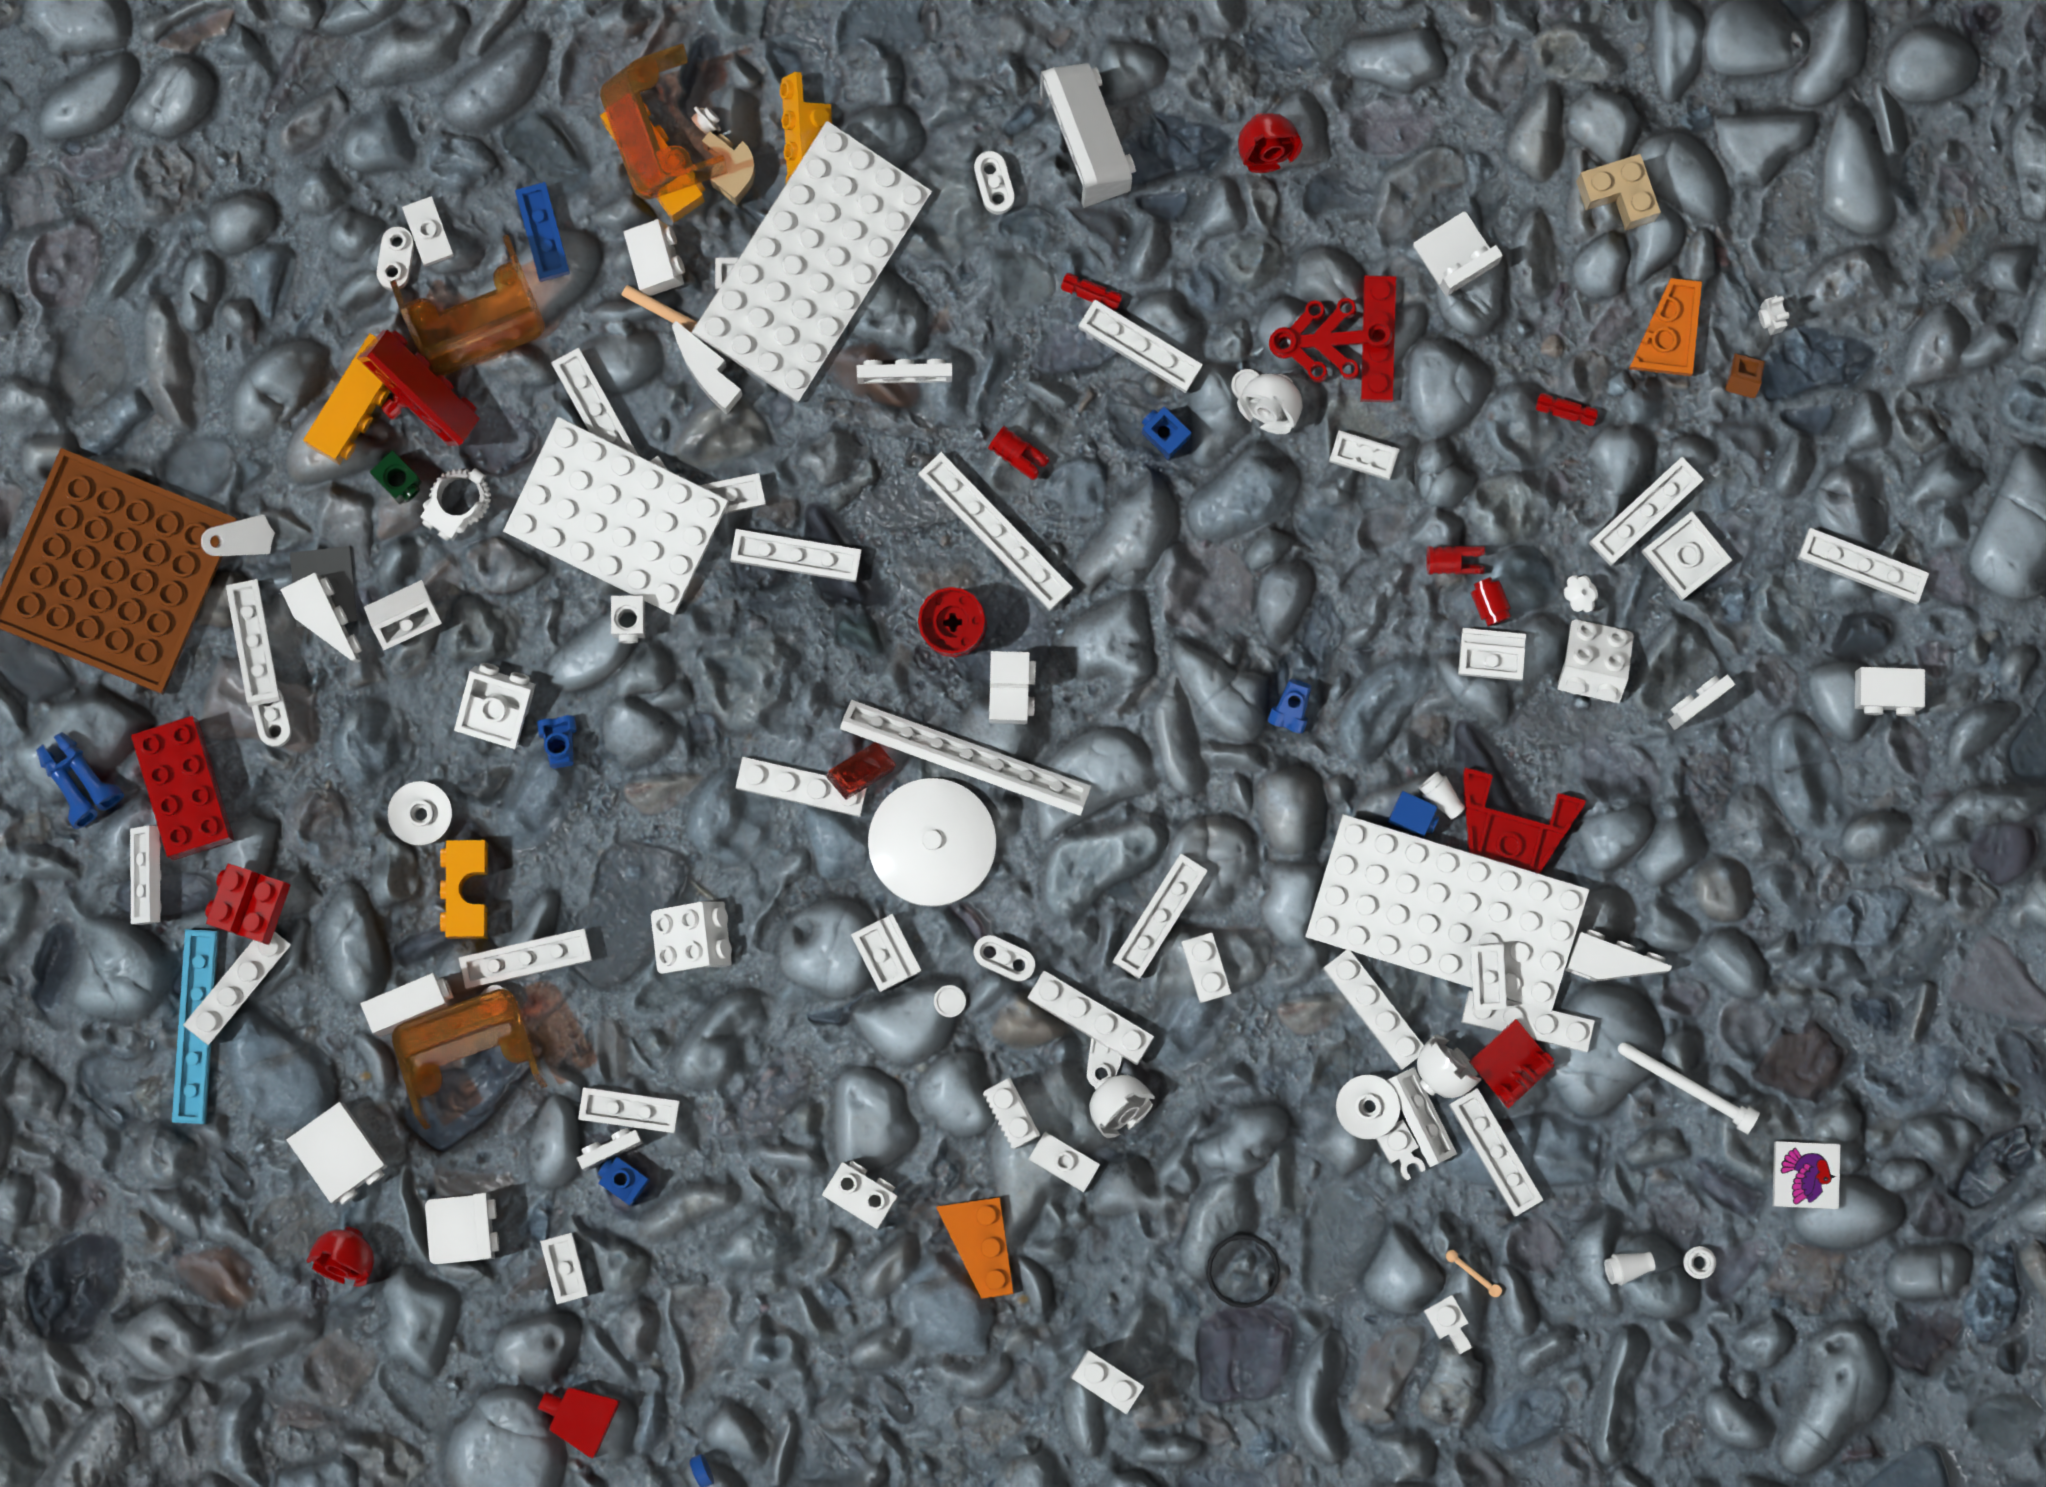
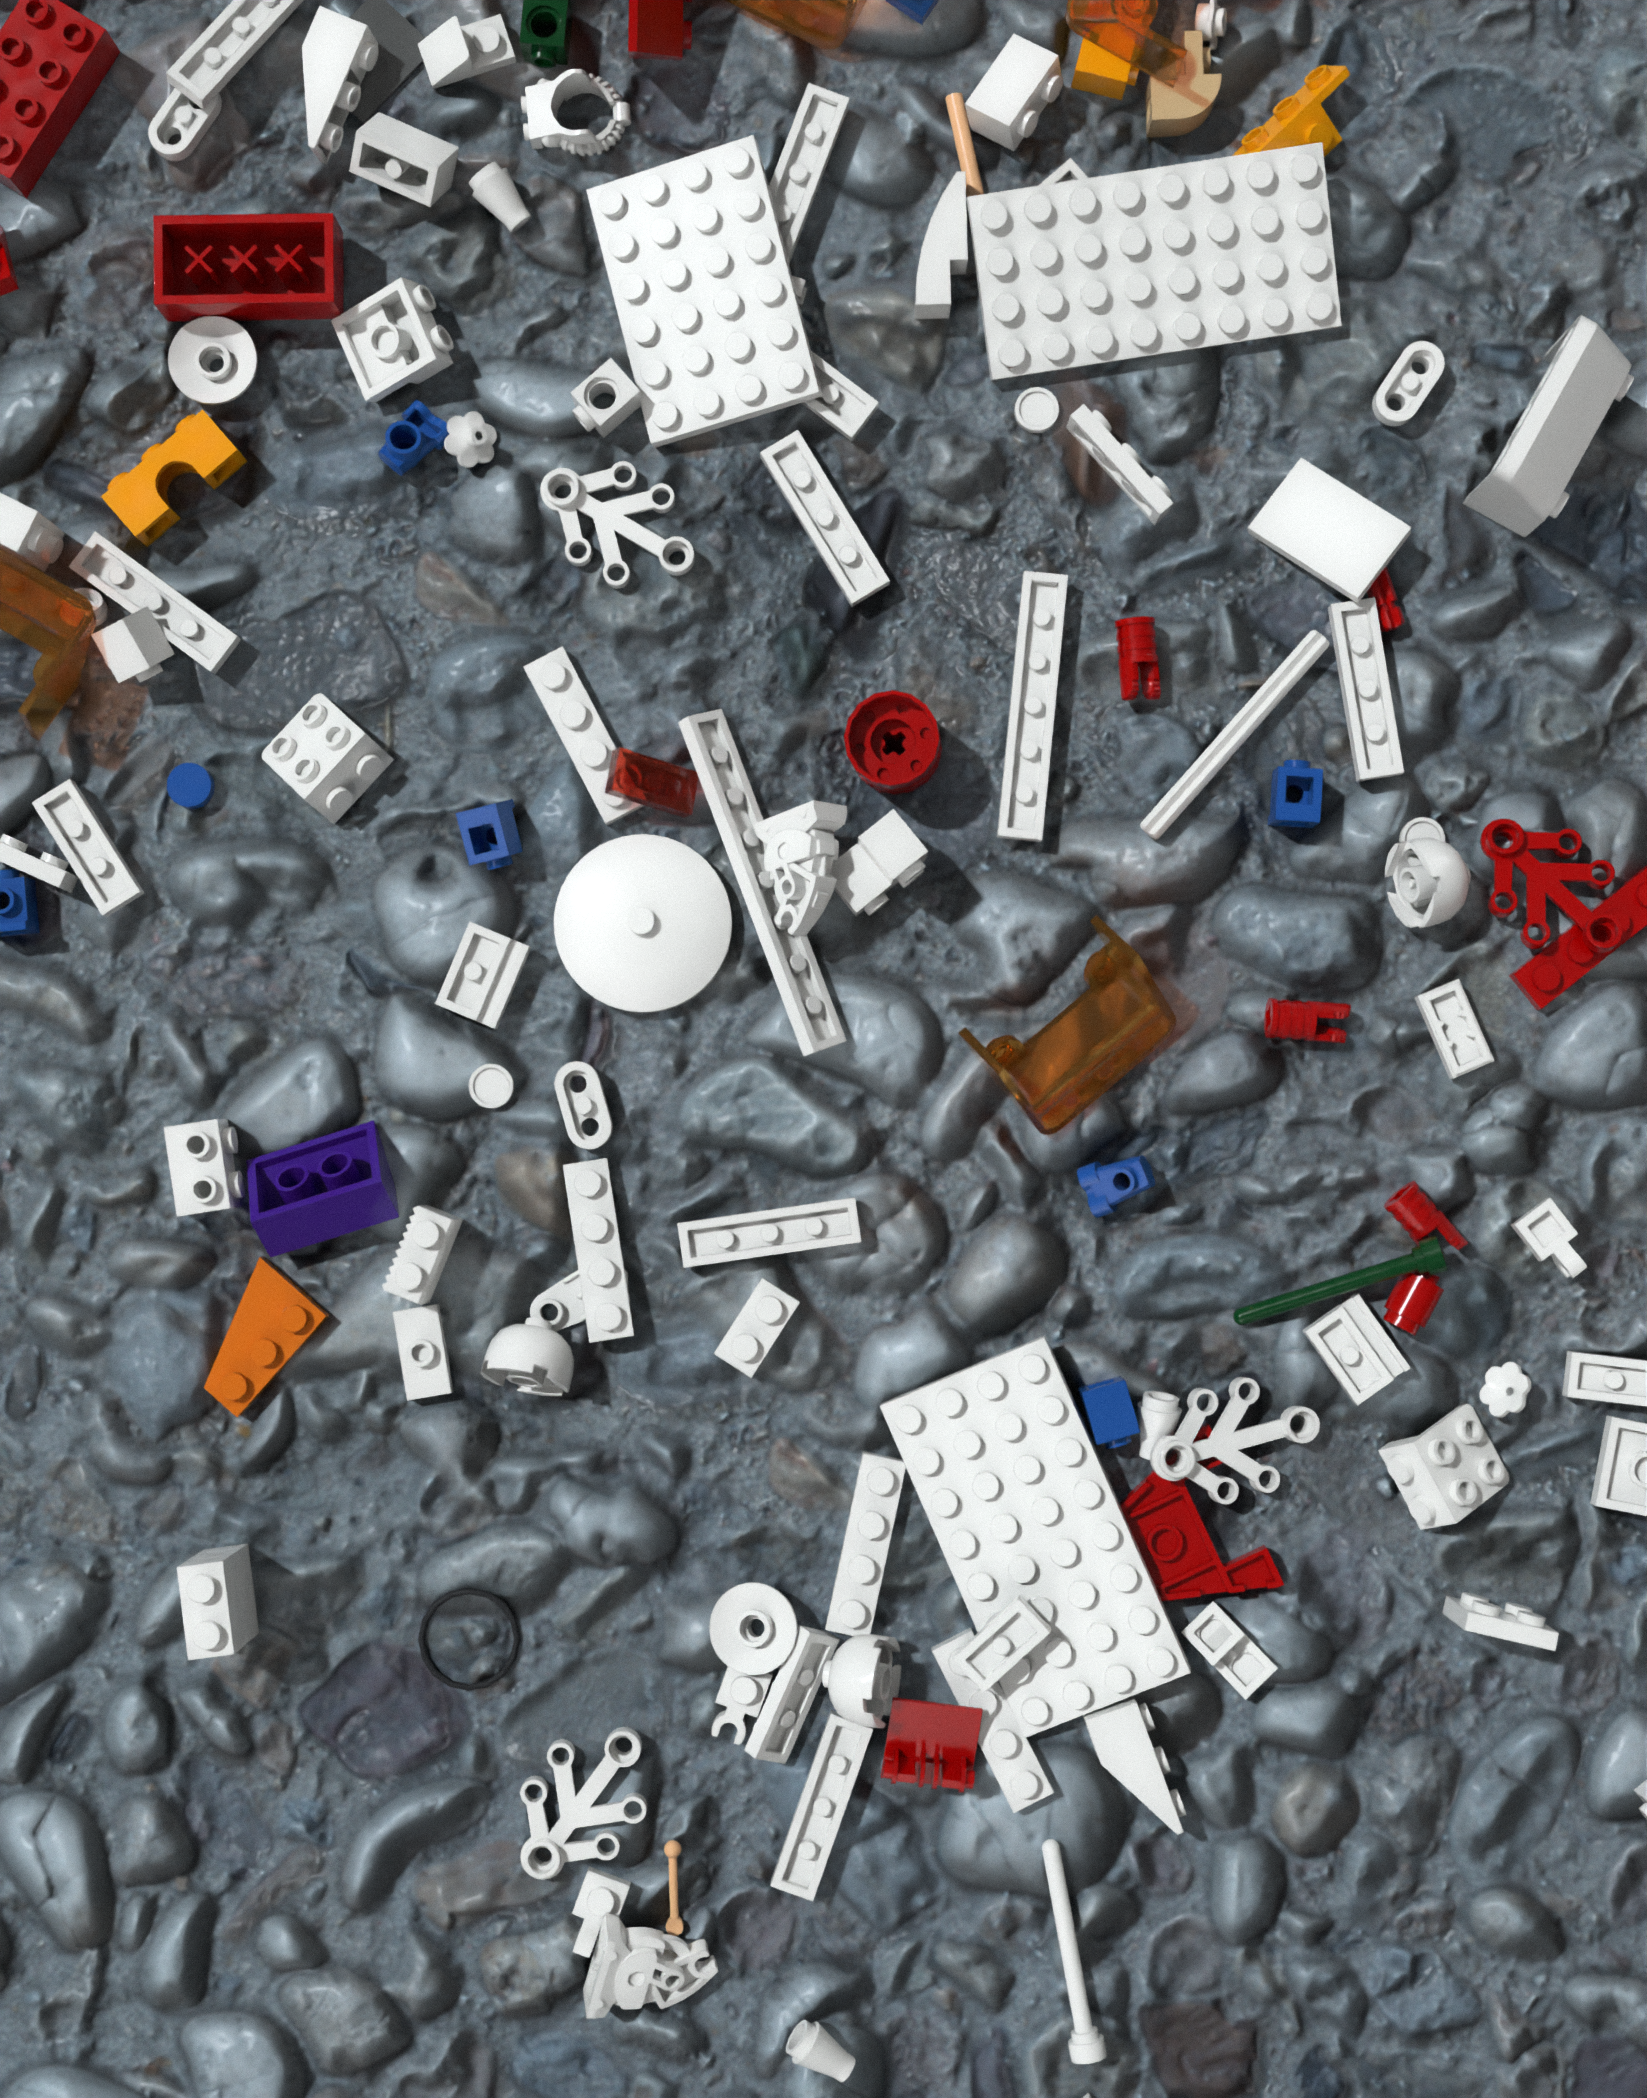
camera: 55 degrees right, 5 degrees up
(368, 531) = (465, 51): none -> white slope
(388, 749) = (248, 266): none -> red brick
(464, 580) = (498, 194): none -> white cone
(542, 989) = (134, 646): none -> white brick
(585, 710) = (463, 442): none -> white plant
(642, 1025) = (190, 785): none -> blue tile
(695, 671) = (611, 518): none -> white plant
(801, 886) = (477, 834): none -> blue brick
(834, 391) = (1036, 410): none -> white piece
(927, 1139) = (321, 1189): none -> dark purple slope
(974, 725) = (801, 860): none -> white piece
(1037, 292) = (1329, 530): none -> white tile
(1104, 436) = (1234, 734): none -> white axle
(1203, 658) = (1087, 1043): none -> clear orange windscreen
(1288, 533) = (1299, 1020): none -> red hinge
(1386, 1289) = (577, 1809): none -> white plant
(1472, 576) = (1424, 1258): none -> dark green piece
(1483, 766) = (1226, 1442): none -> white plant
(1499, 1326) = (643, 1967): none -> white piece
(1515, 499) = (1547, 1233): none -> white plate
(1597, 861) = (1229, 1650): none -> white slope

